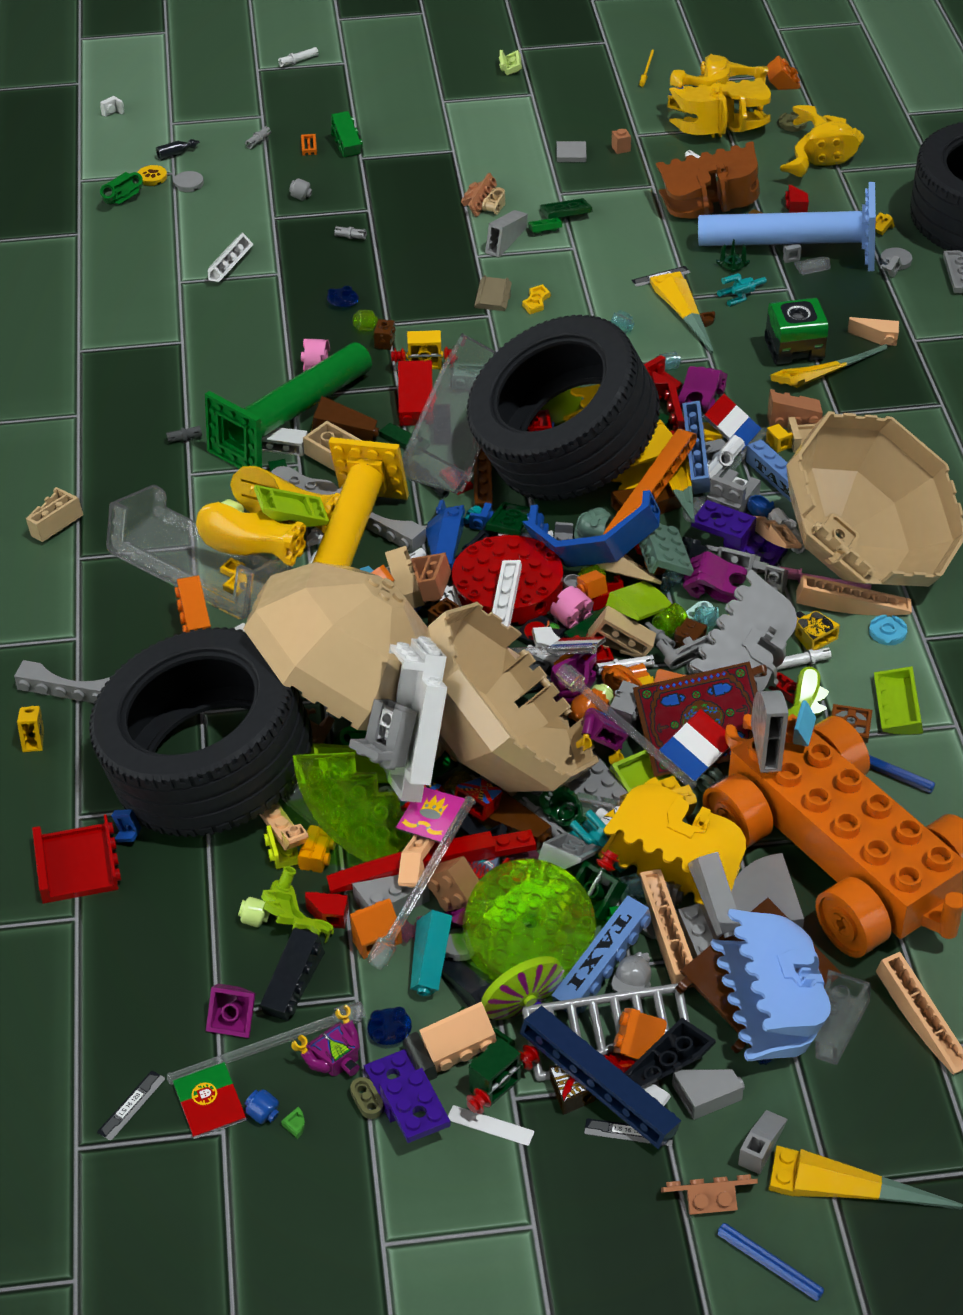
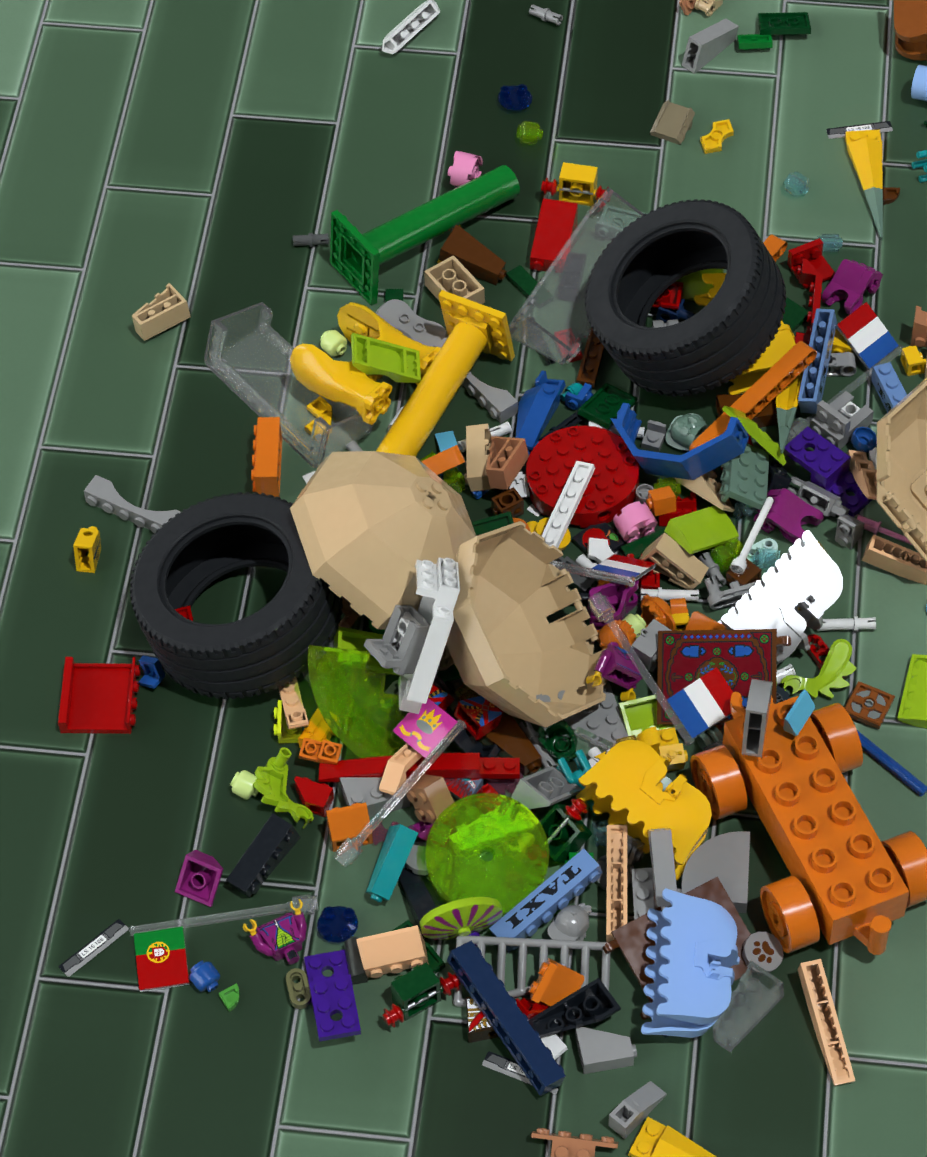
camera: 15 degrees right, 10 degrees up
(284, 441) = (407, 267): white brick -> none
(314, 537) = (407, 388): white tile -> none
(325, 864) = (320, 752): none -> orange slope
(384, 334) = (544, 154): reddish brown head -> none
(491, 1125) = (401, 1038): white sticker -> none
(668, 514) = (757, 434): none -> lime slope
(686, 622) = (739, 564): none -> white piece
(729, 452) = (852, 369): white piece -> none
(815, 630) = (870, 595): yellow torso -> none
(835, 958) = (763, 950): none -> light grey tile

